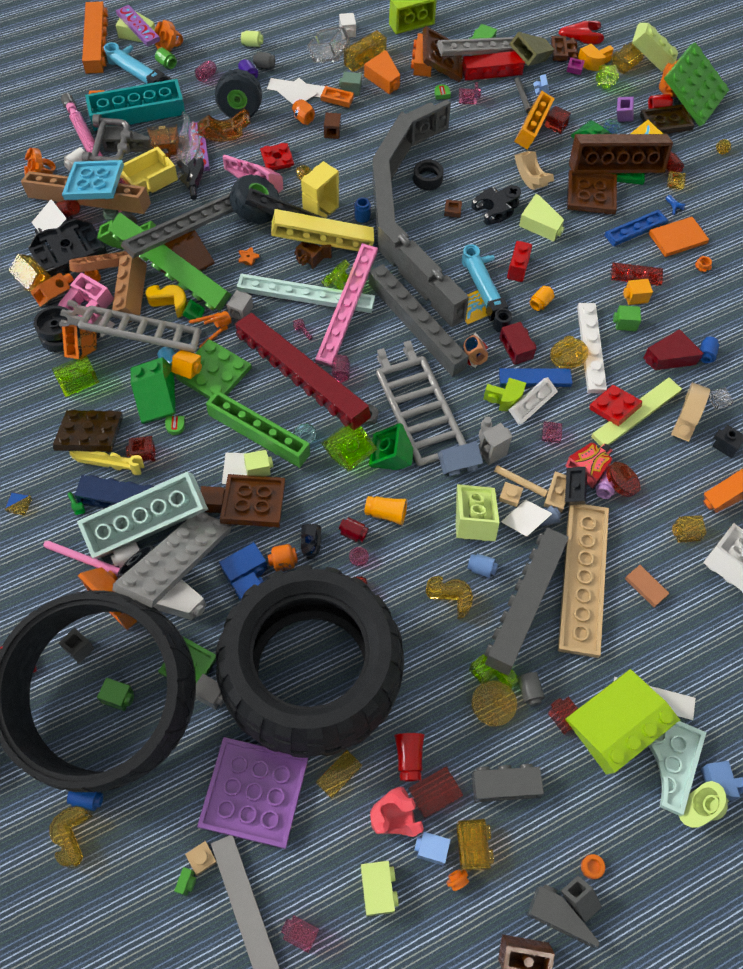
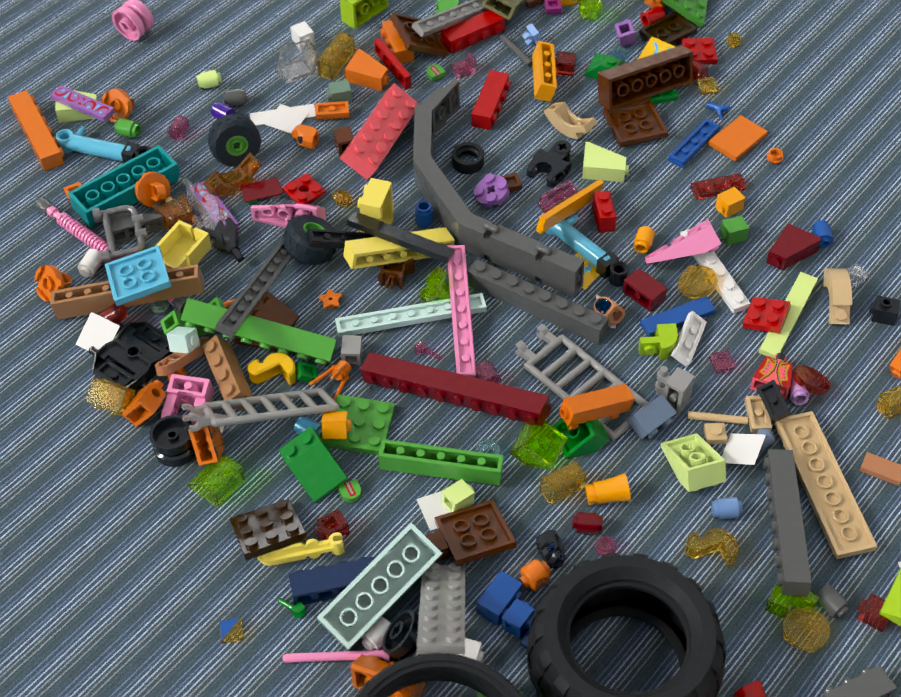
camera: 20 degrees left, 10 degrees down
(105, 247) = (183, 339): none -> light aqua brick
(153, 113) = (152, 188): none -> orange tile
(242, 145) = (260, 190): none -> dark red piece
(325, 222) = (401, 237): none -> black tile
(351, 486) = (563, 482): none -> clear yellow brick
(362, 126) = (379, 131): none -> coral brick
(409, 74) = (392, 63): none -> red tile
(410, 429) = (596, 405): none -> orange brick
(424, 208) = (486, 185): none -> medium lavender plate
(475, 130) = (490, 100): none -> red brick
(485, 235) = (556, 196): none -> clear pink brick
(485, 245) = (568, 207): none -> light orange tile
(588, 316) = (697, 241): none -> bright pink wedge
(687, 146) = (703, 49): none -> red plate

